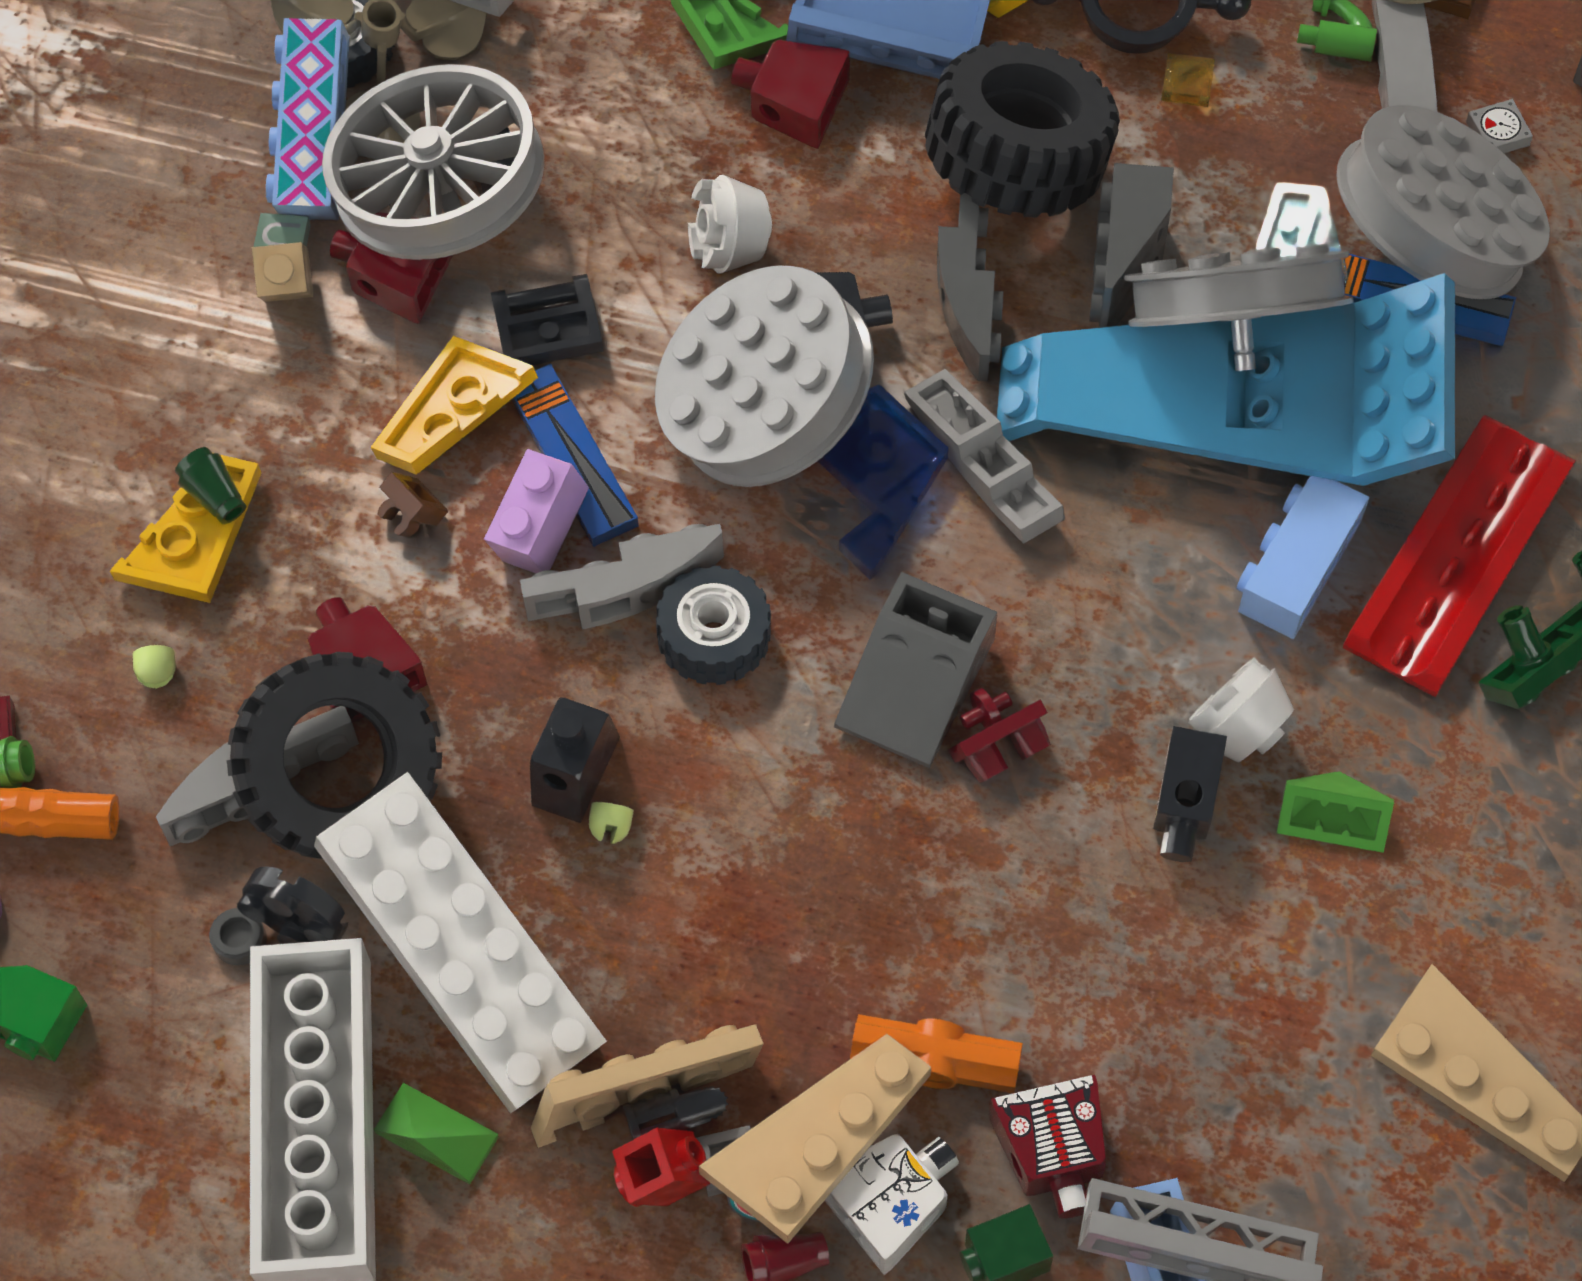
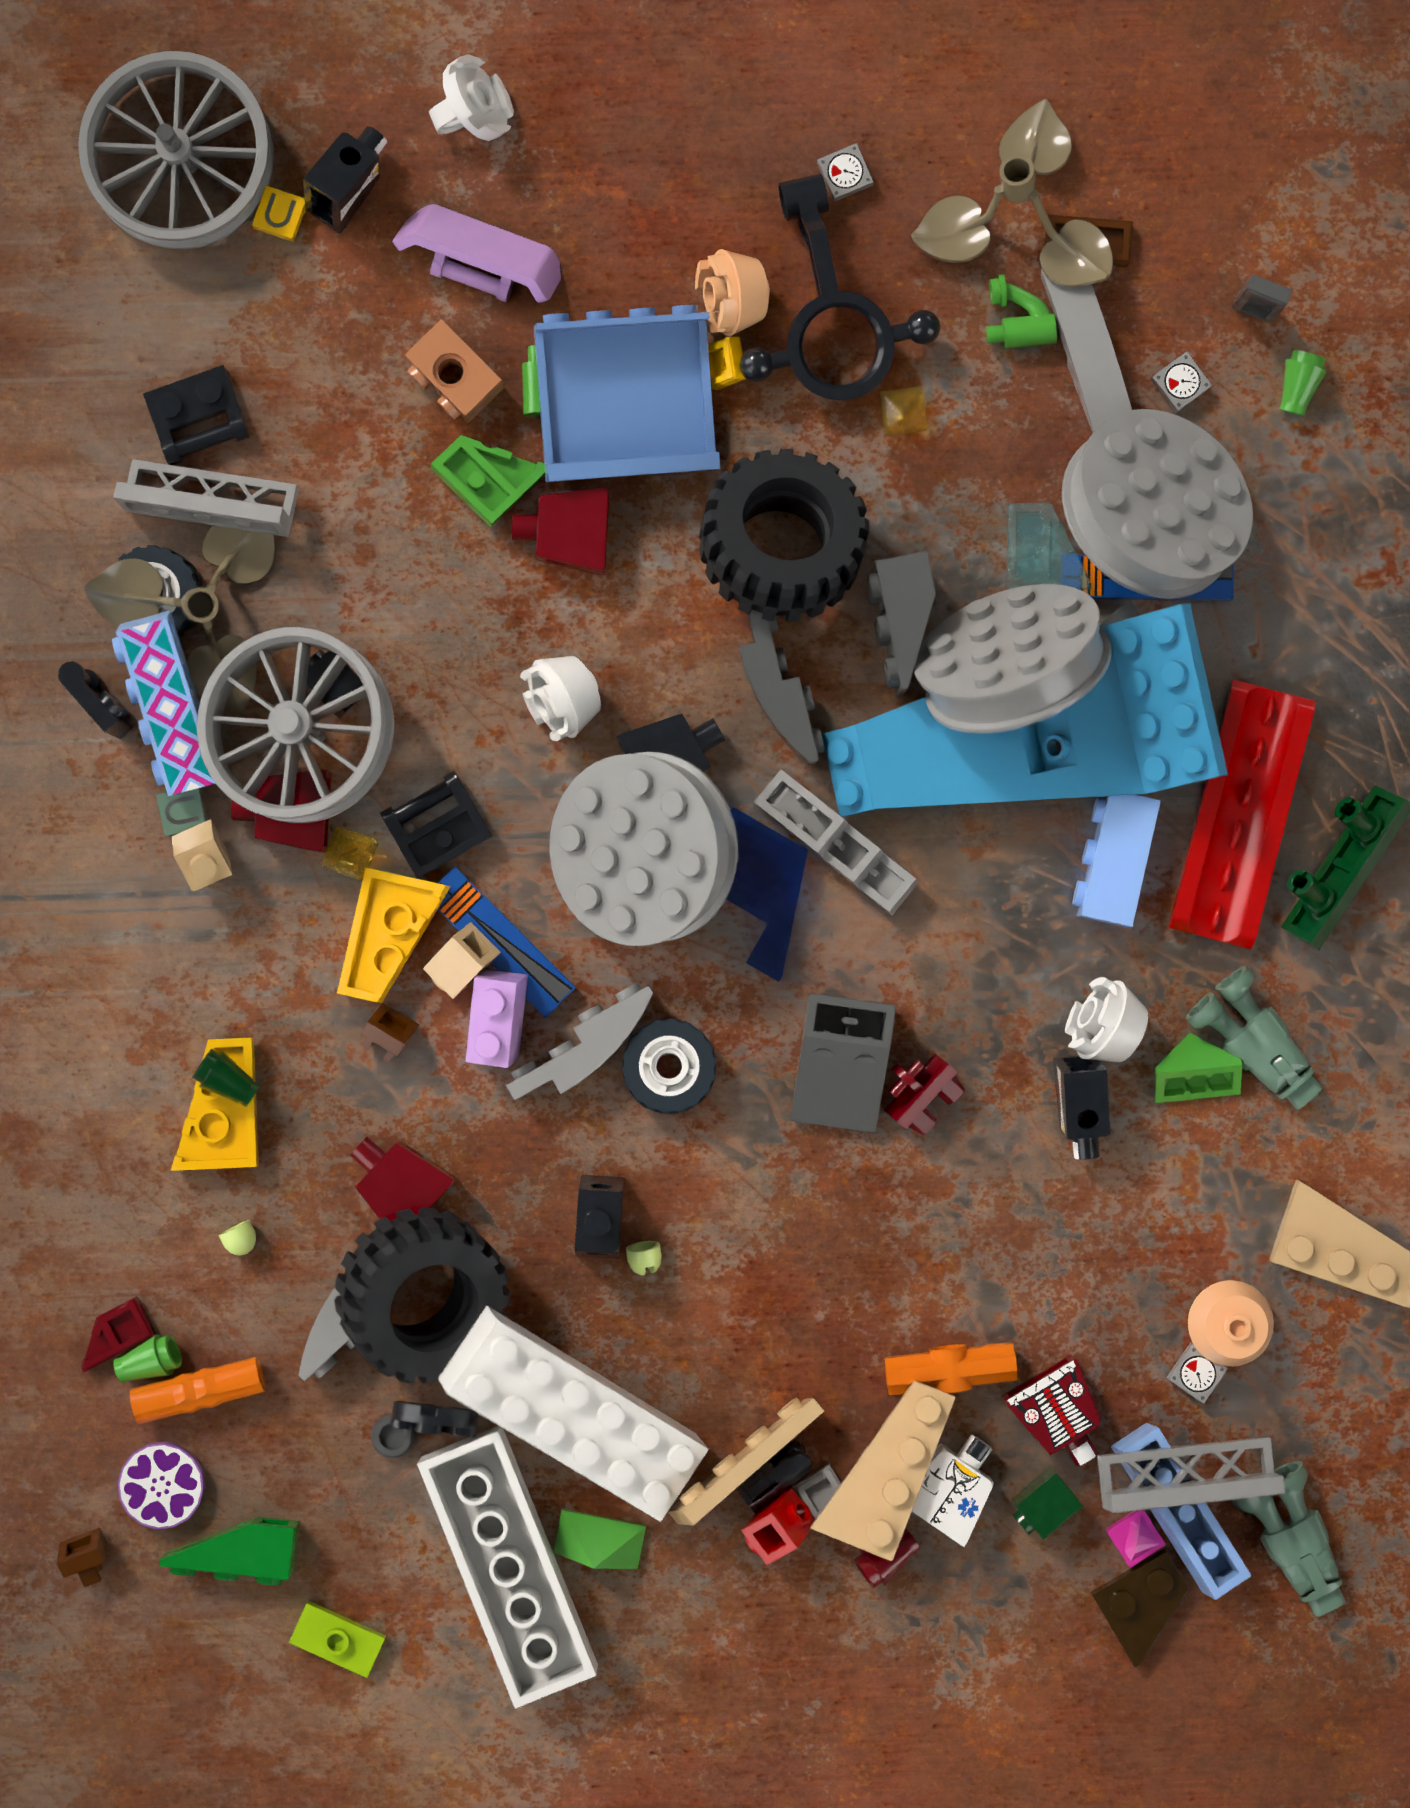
camera: 20 degrees left, 25 degrees up
(72, 1151) = (337, 1639): none -> lime plate
(237, 97) = (101, 707): none -> black plate
(441, 321) = (349, 853): none -> clear yellow tile
(511, 437) = (461, 960): none -> tan brick
(1244, 1156) = (1196, 1374): none -> tile
(1303, 1106) = (1230, 1323): none -> light nougat cone
(1424, 797) = (1262, 1043): none -> sand green piece

